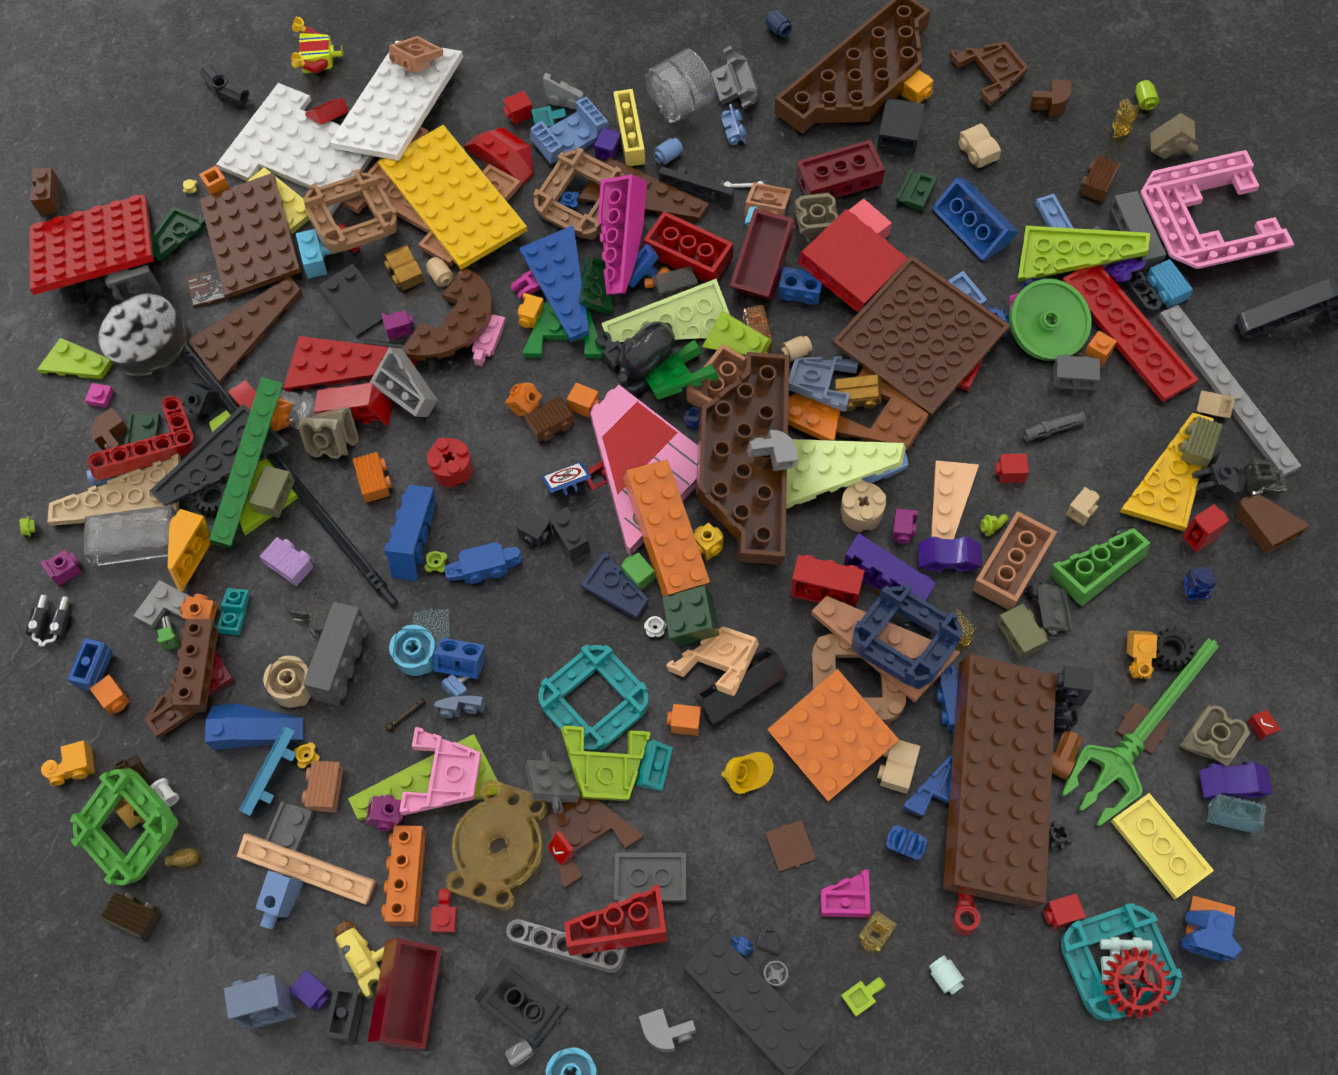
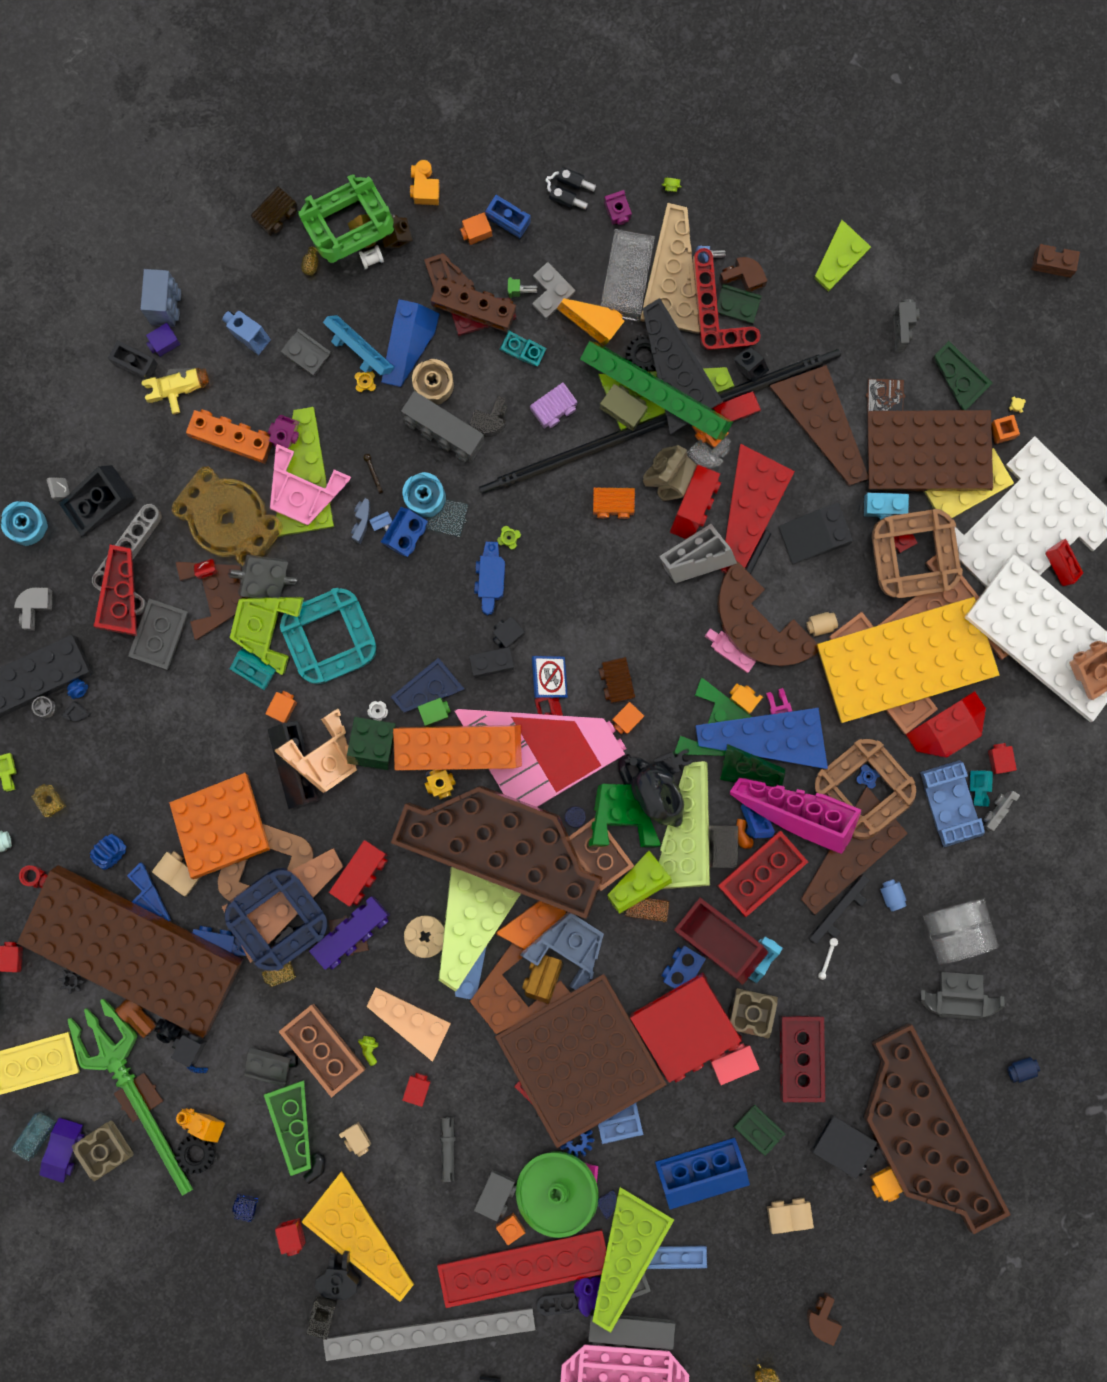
camera: 100 degrees right, 20 degrees up
(90, 244) = (964, 293): red plate -> none
(99, 395) = (794, 272): dark pink plate -> none
(142, 334) = (841, 304): clear smoke brick -> none
(206, 608) = (529, 318): orange brick -> none
(306, 868) = (265, 358): light nougat tile -> none
(323, 786) = (329, 388): nougat brick -> none
(398, 324) = (774, 568): magenta brick -> none
(404, 268) = (839, 590): pearl gold brick -> none
(405, 994) = (129, 411): dark red piece -> none
(410, 532) = (544, 522): blue wedge -> none
(443, 917) = (187, 459): red plate -> none
(450, 462) = (602, 564): red brick -> none
(523, 398) = (646, 663): orange brick -> none
(607, 144) = (922, 837): dark purple brick -> none
(629, 127) = (933, 864): light yellow brick -> none
(737, 131) = (894, 975): medium blue hinge -> none
(748, 772) = (215, 741): yellow piece -> none
(768, 198) = (794, 973): nougat plate -> none
(778, 446) = (487, 874): light grey brick -> none
(790, 846) = (145, 758): reddish brown piece -> none
(796, 348) = (614, 938): tan brick -> none
(847, 898) = (85, 788): dark pink wing -> none
(904, 525) = (393, 966): magenta brick -> none
(938, 554) = (351, 995): dark purple brick -> none
(998, 62) = (888, 1284): reddish brown wing -> none
(1022, 631) = (257, 1029): olive brick -> none
(1100, 178) = (706, 1322): reddish brown brick -> none
(1169, 283) = (560, 1331): dark azure brick -> none
(1201, 441) = (375, 1273): olive brick -> none
(1215, 404) = (415, 1312): tan panel -> none
(1263, 724) = (102, 1202): red slope -> none
(1268, 522) = (279, 1299): reddish brown slope -> none

